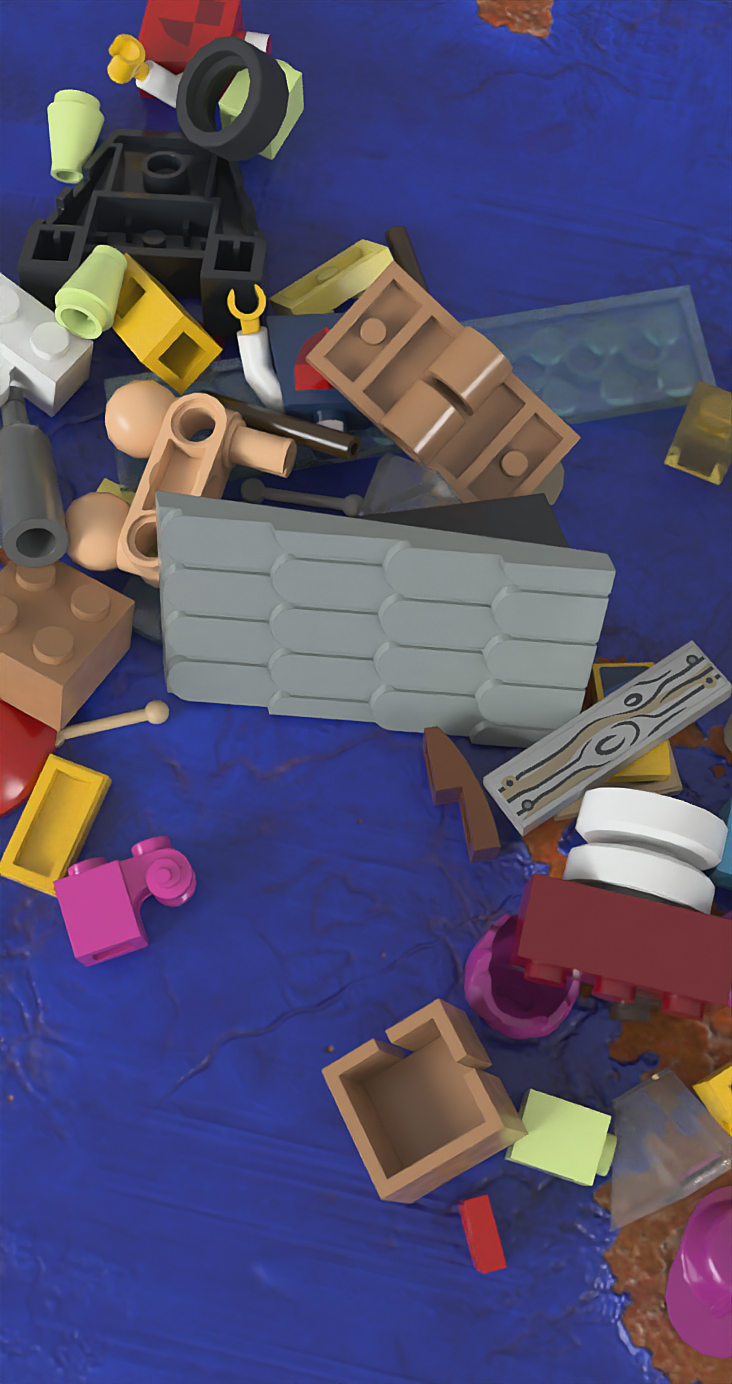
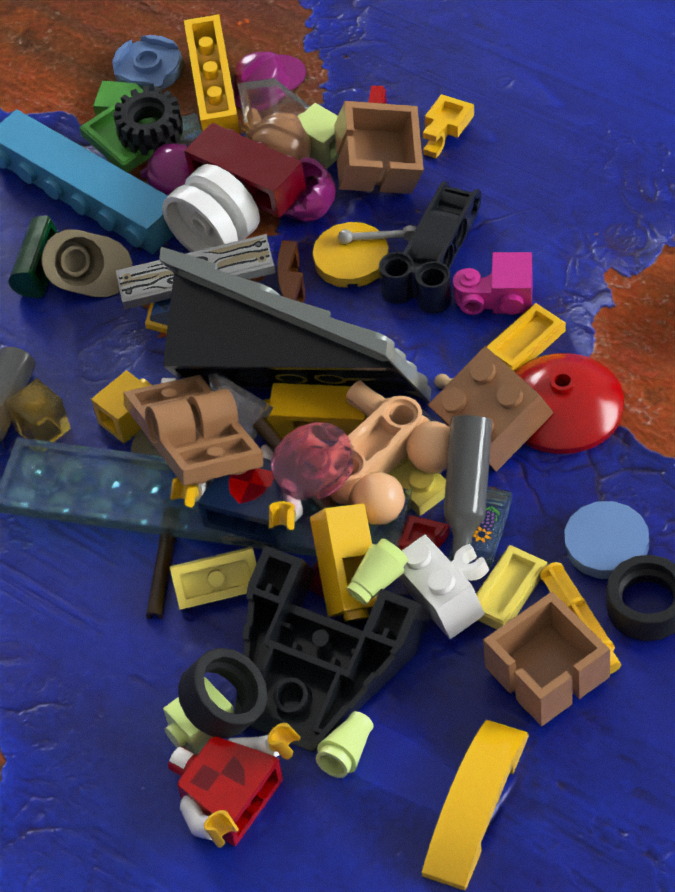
camera: 150 degrees left, 20 degrees down
(87, 450) = (417, 527): none -> red tile
(238, 394) = (313, 461): none -> clear pink tile
(257, 954) = (425, 264): none -> black piece
(349, 1264) = (445, 118): none -> yellow plate
(394, 902) = (351, 262): none -> yellow tile
(409, 915) = (346, 236): none -> light grey hinge
(594, 492) = (111, 410): none -> yellow brick
(614, 1063) = (279, 132): none -> medium nougat hat

